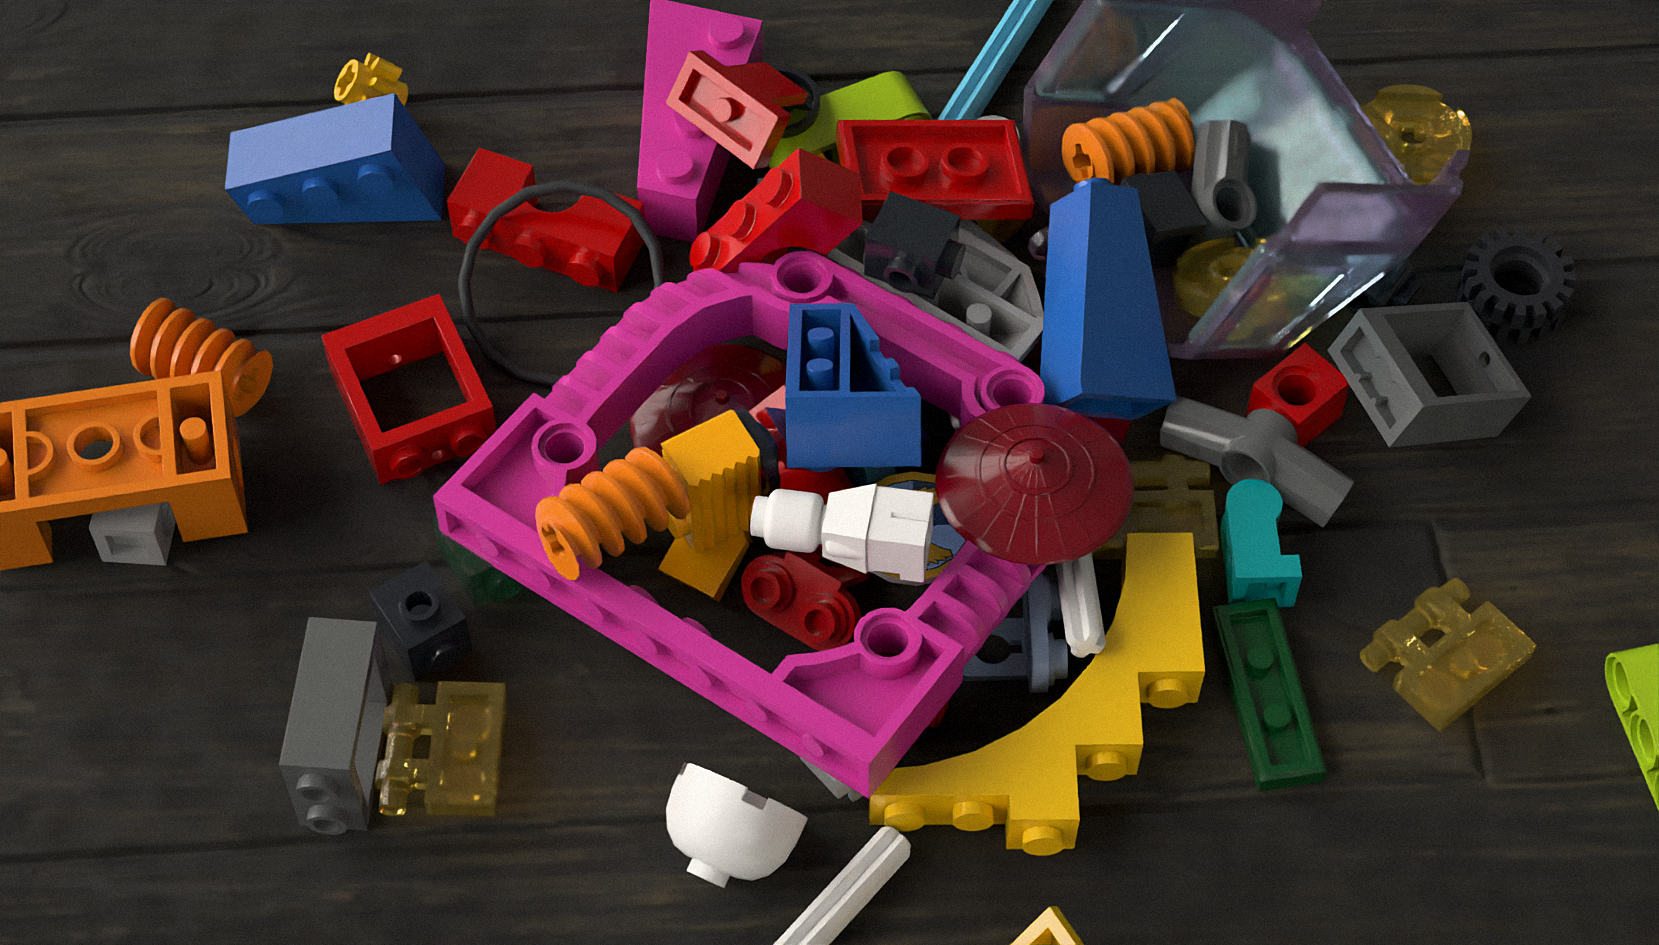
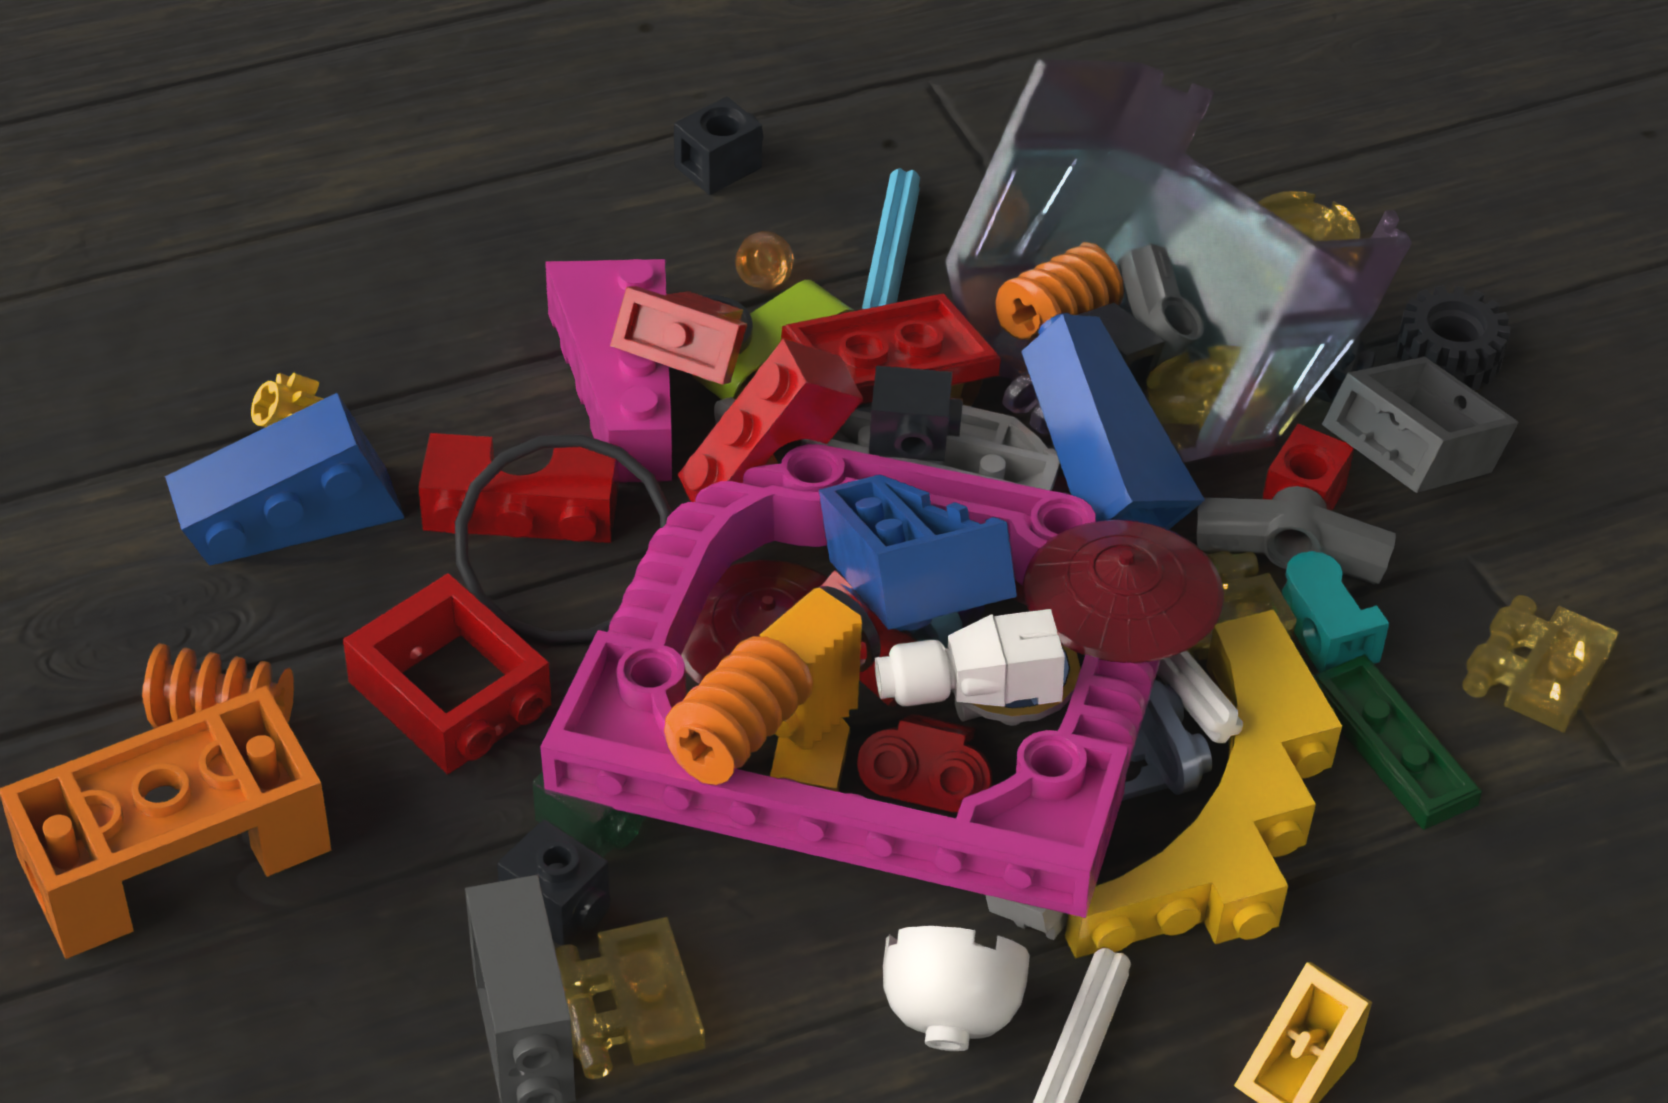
camera: 20 degrees left, 10 degrees down
(134, 534) = (213, 879): light grey brick -> none
(871, 38) = (764, 260): none -> clear orange plate

